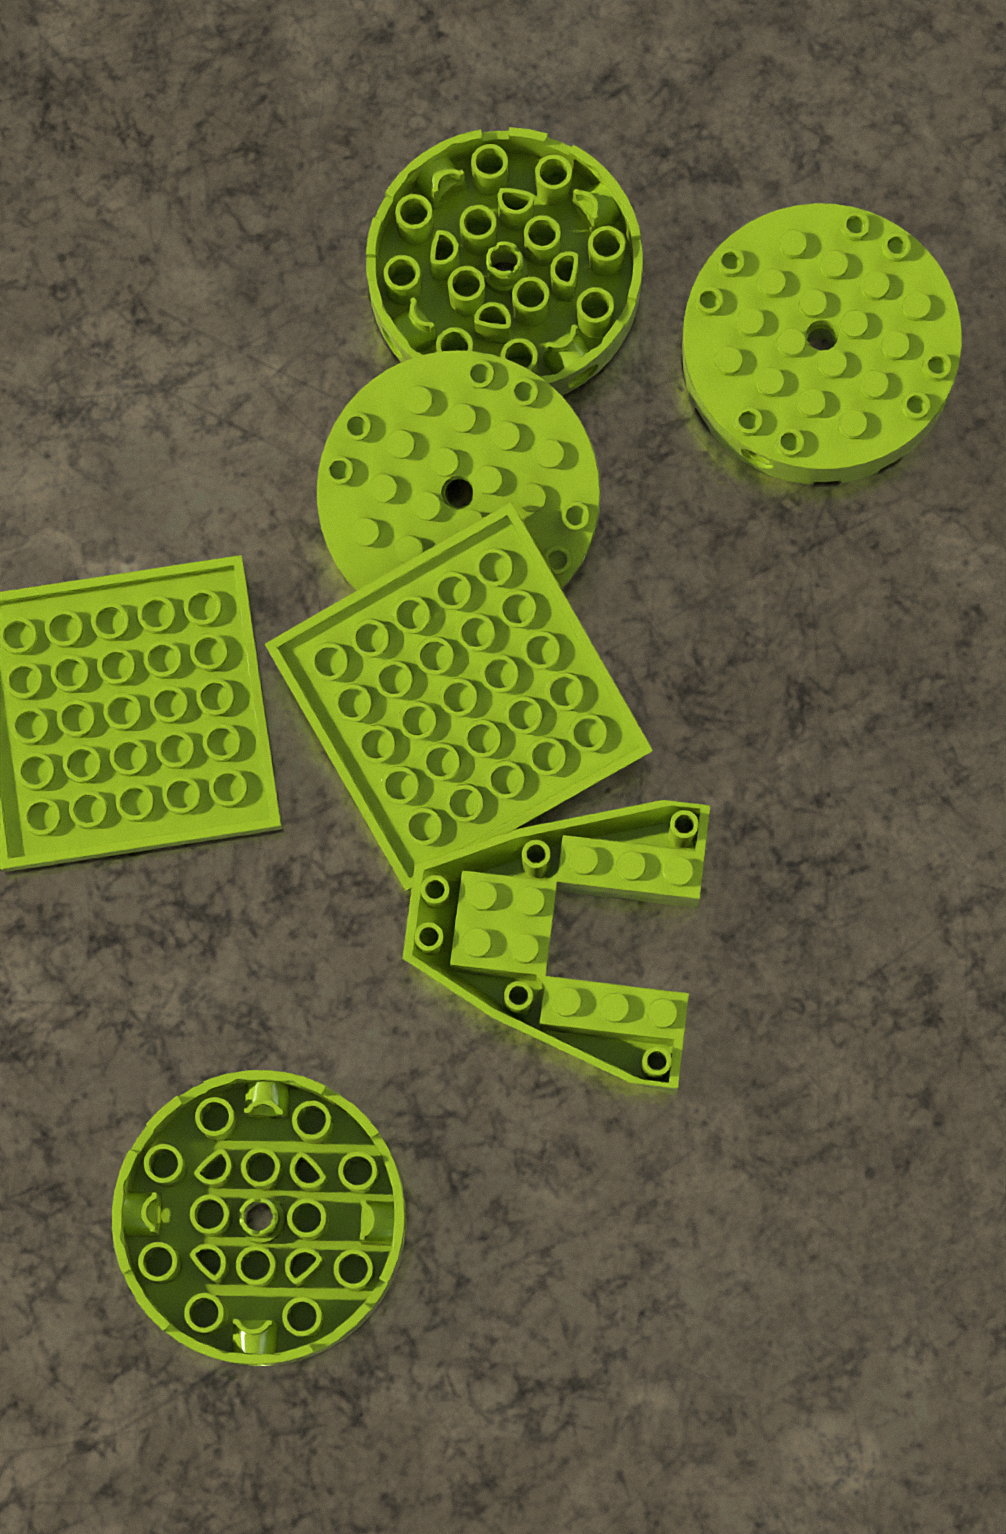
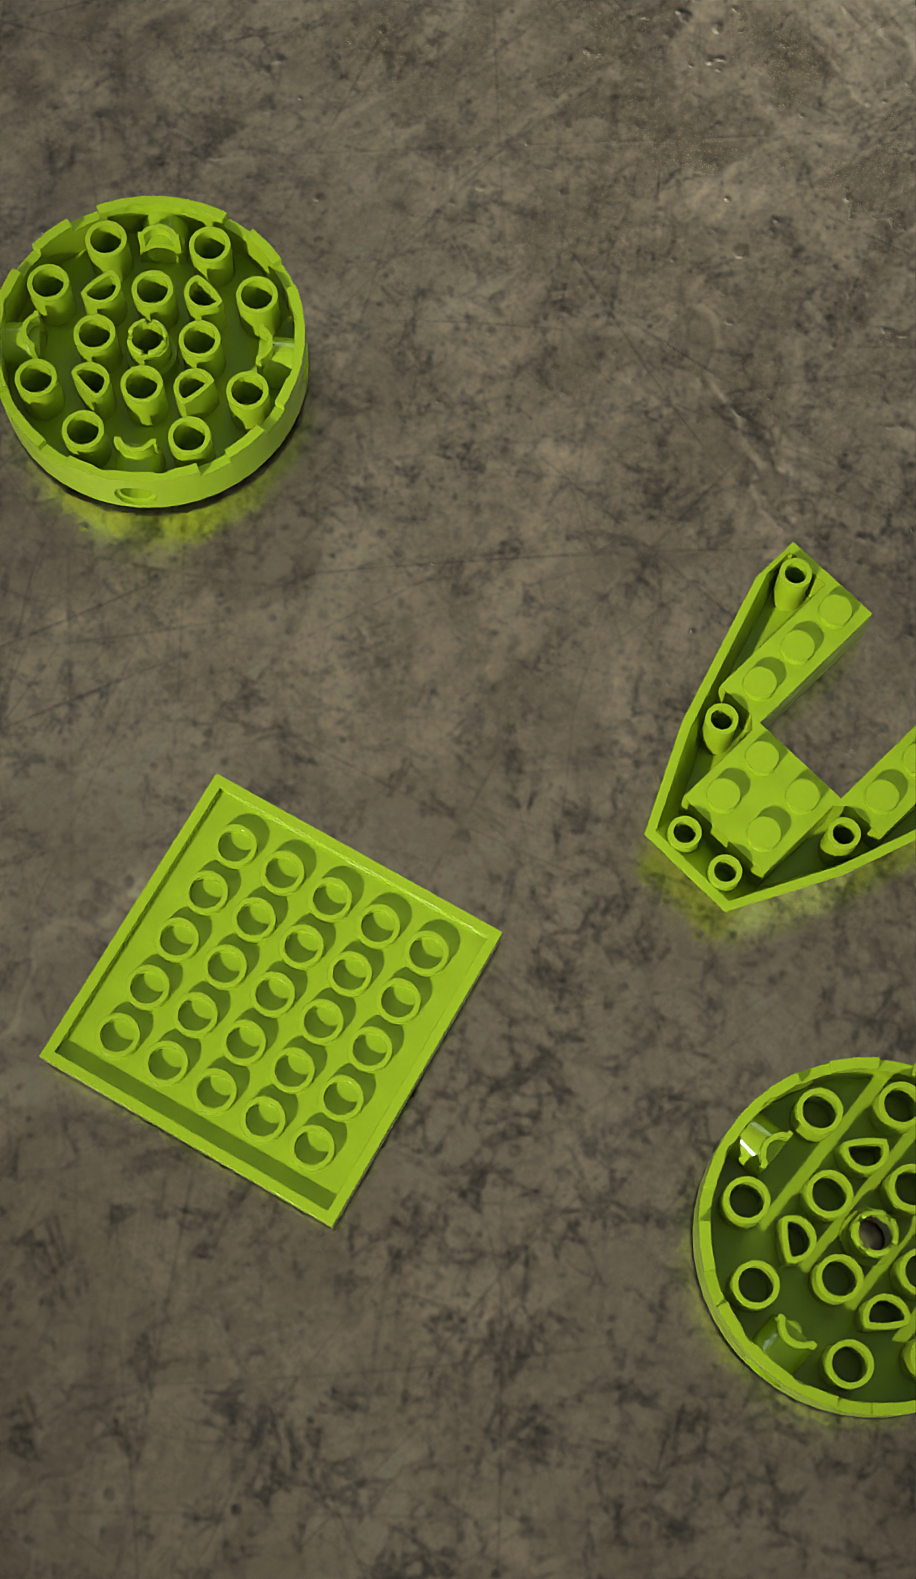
camera: 55 degrees left, 5 degrees down
(446, 422) = (345, 455): lime brick -> none
(459, 694) = (516, 675): lime plate -> none
(807, 279) = (443, 158): lime brick -> none

